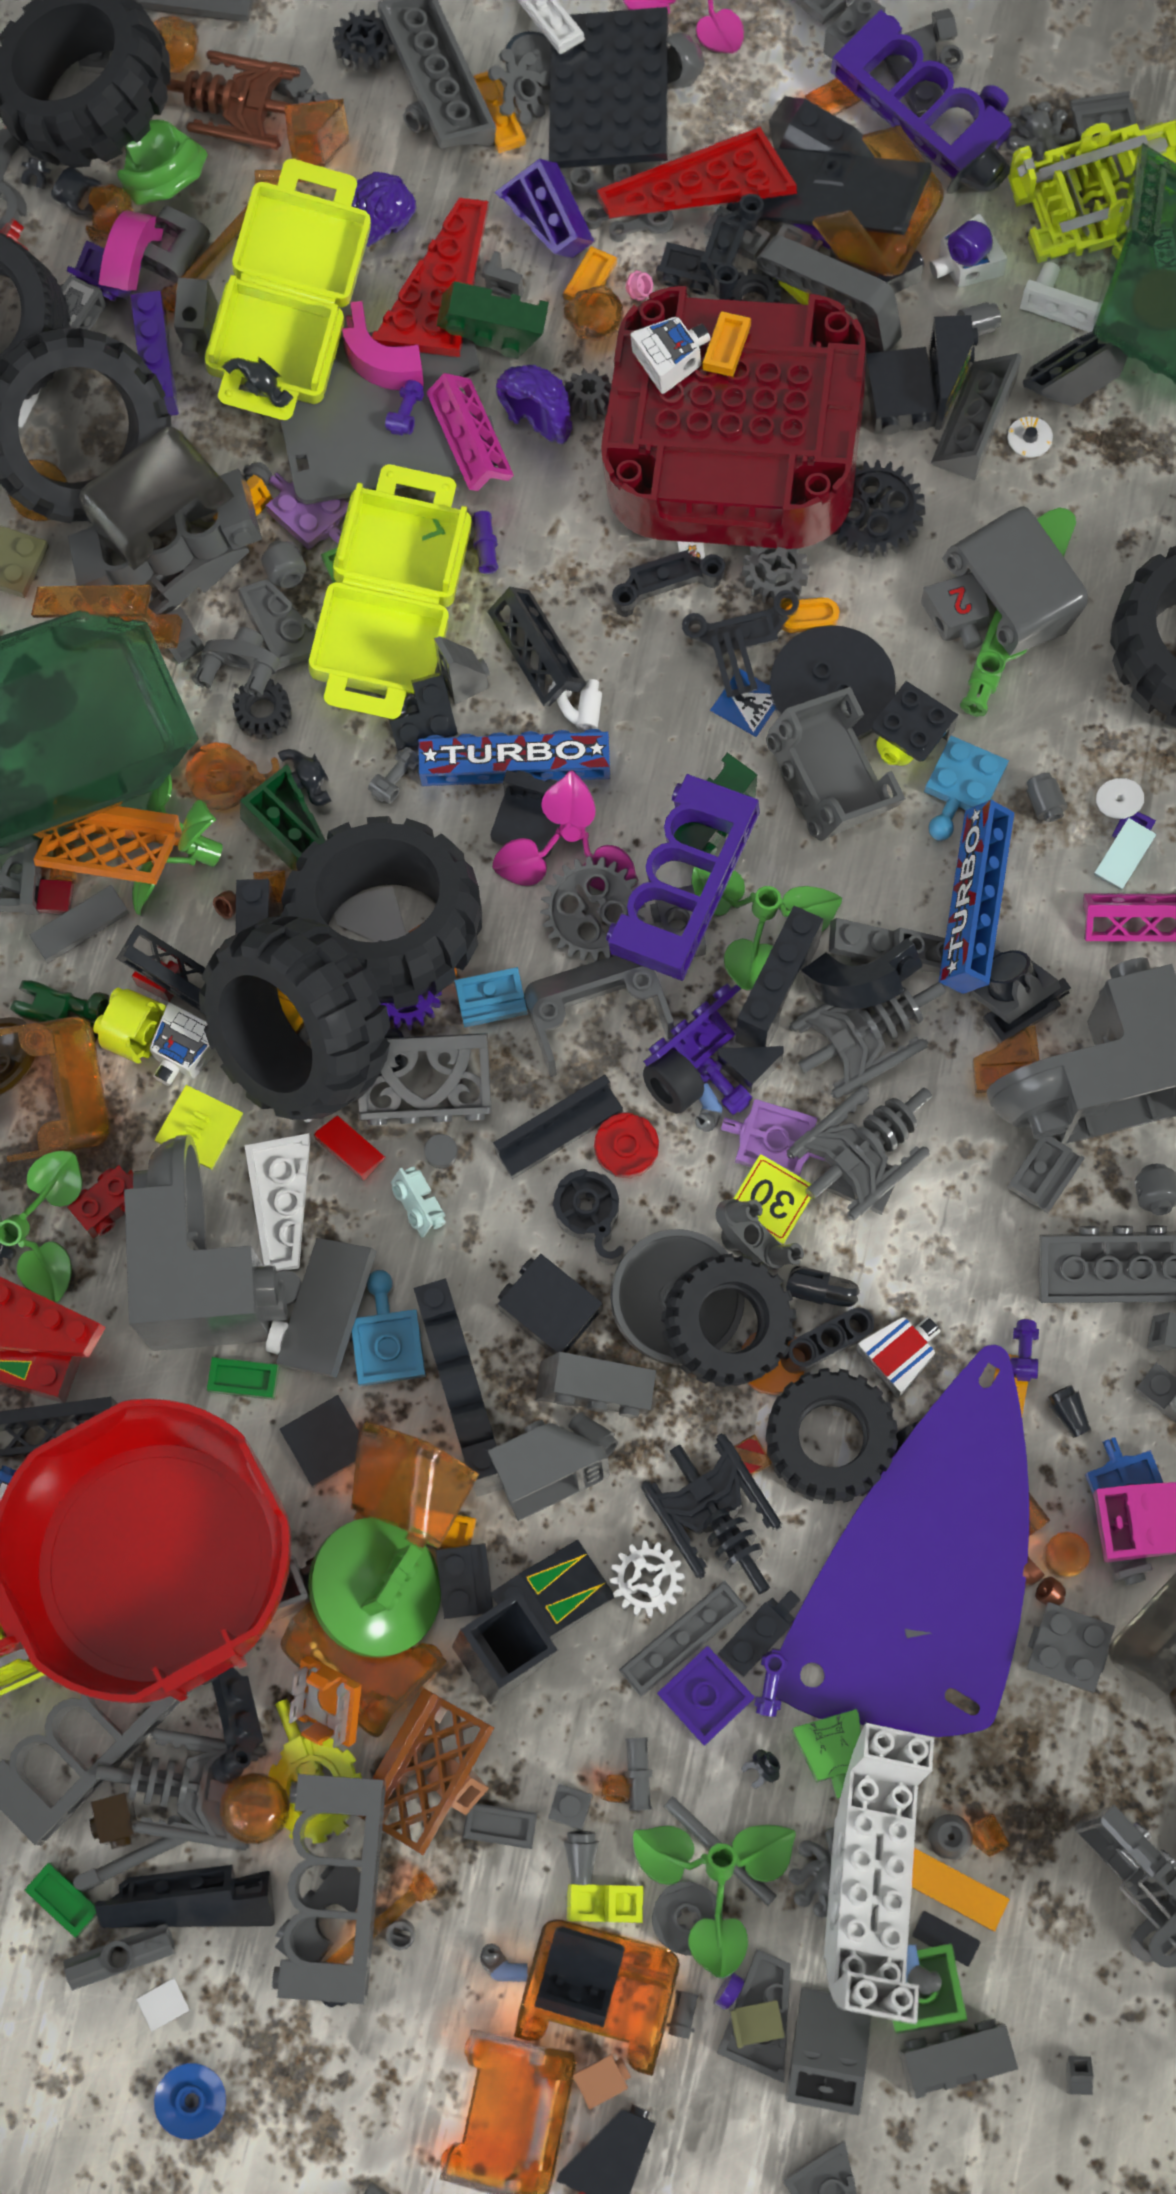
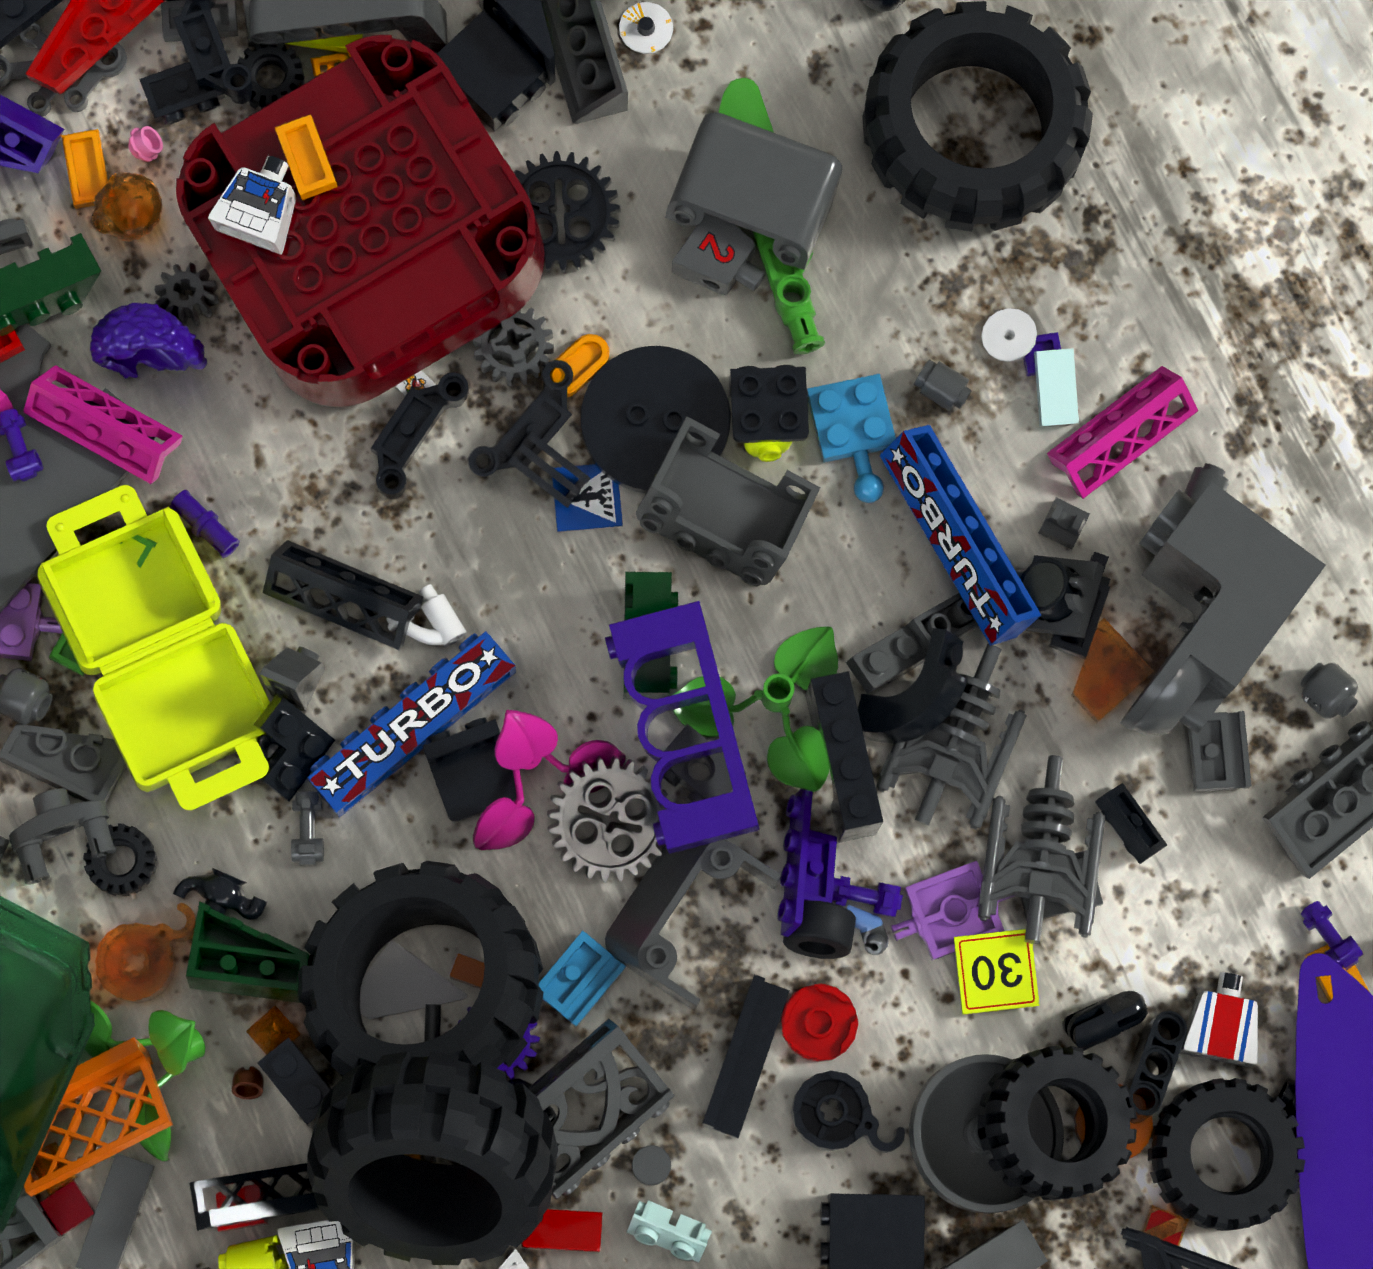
camera: 50 degrees left, 5 degrees up
(746, 1234) = (1002, 1022): dark grey connector -> none
(750, 1064) = (876, 857): black slope -> none
(944, 1173) = (1130, 823): none -> black plate
(1059, 947) = (1064, 523): none -> dark grey tile

